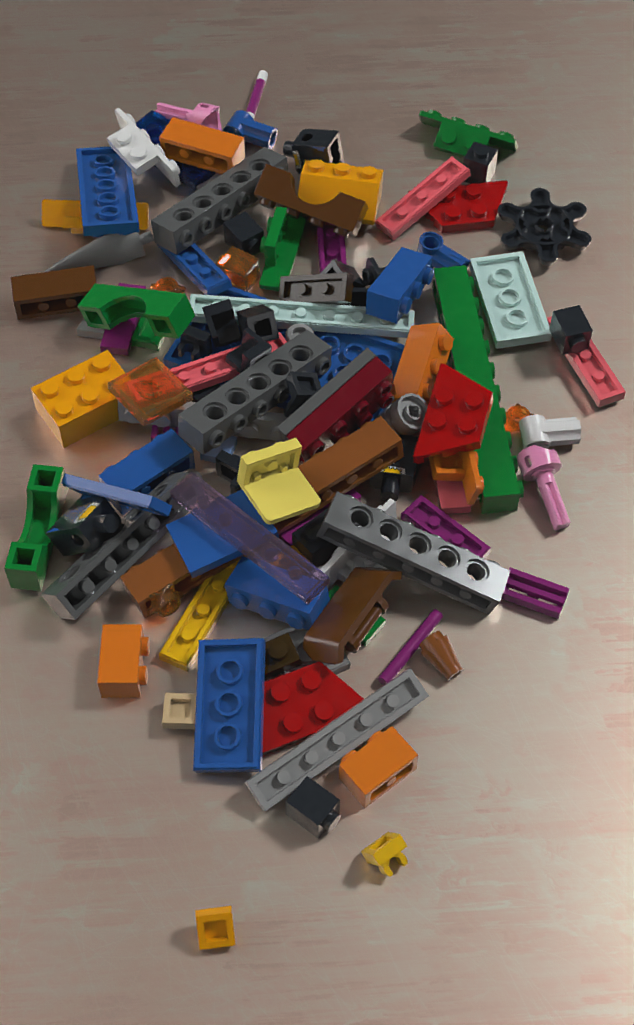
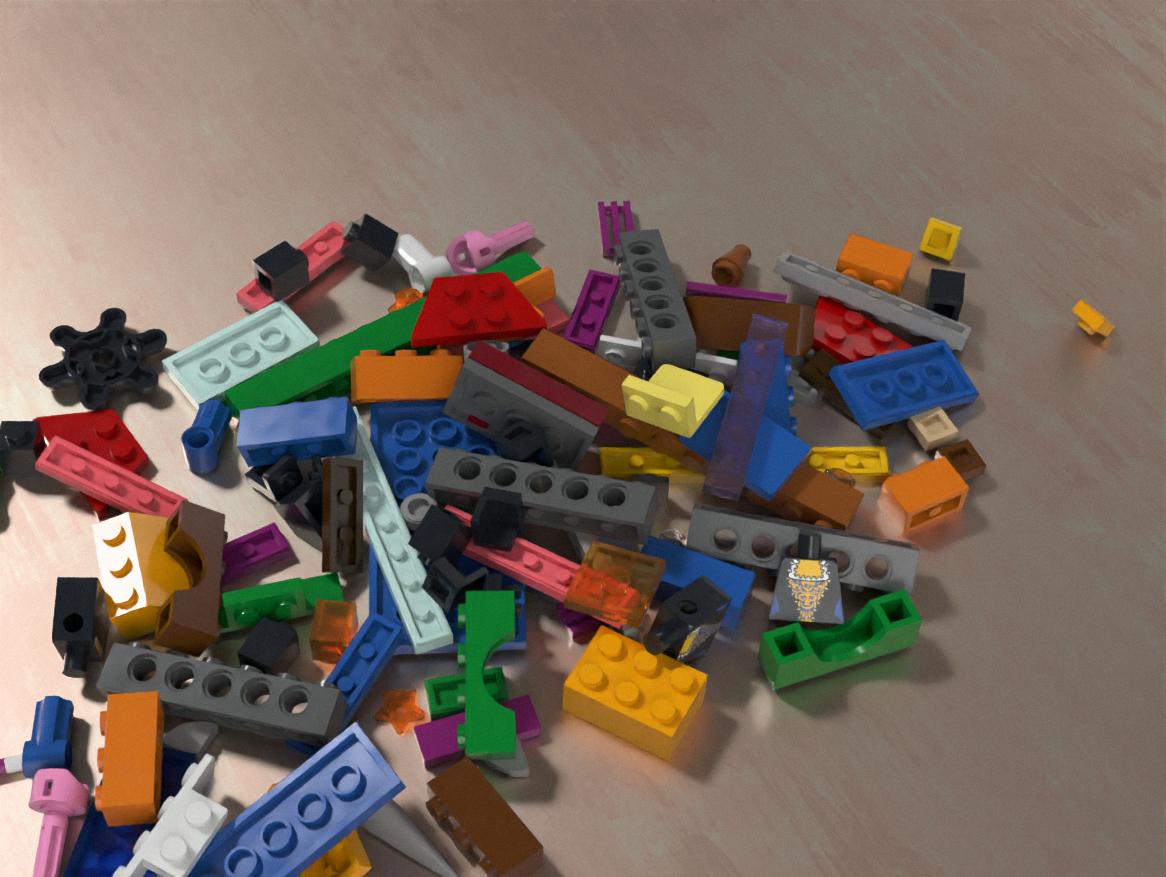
camera: 120 degrees left, 5 degrees down
(105, 439) = (682, 632): none -> black torso
(117, 495) = (768, 555): tile -> none
(136, 711) = (963, 459): none -> reddish brown plate
(584, 399) = (368, 242): none -> black brick

